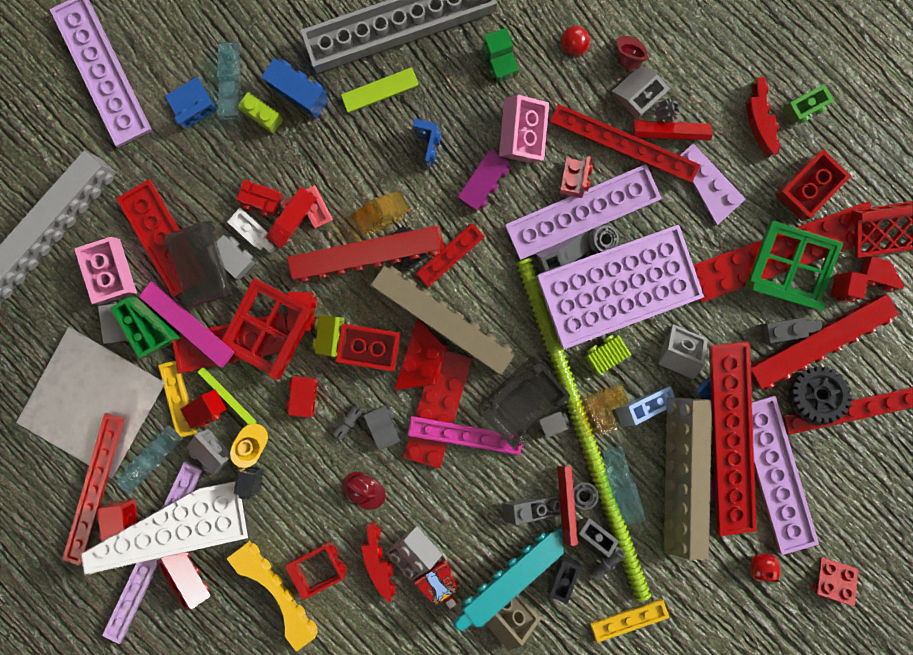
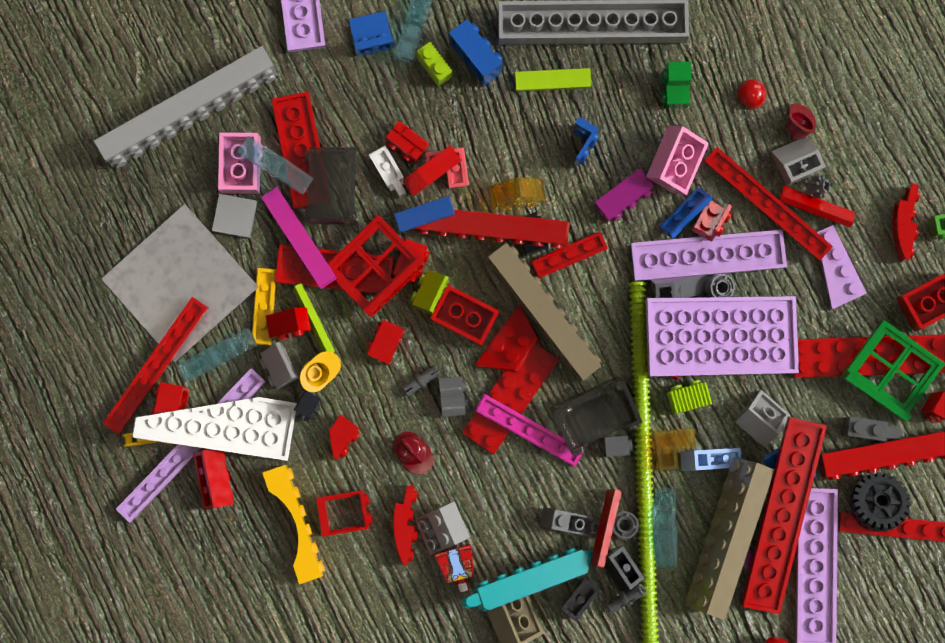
camera: 15 degrees right, 5 degrees down
(136, 262) = (275, 165): none -> clear light blue slope
(142, 327) = (258, 228): green wedge -> none
(234, 259) = (365, 193): light grey brick -> none
(289, 498) = (341, 436): none -> red slope
(297, 262) = (424, 214): none -> blue tile
(548, 178) = (685, 213): none -> blue tile

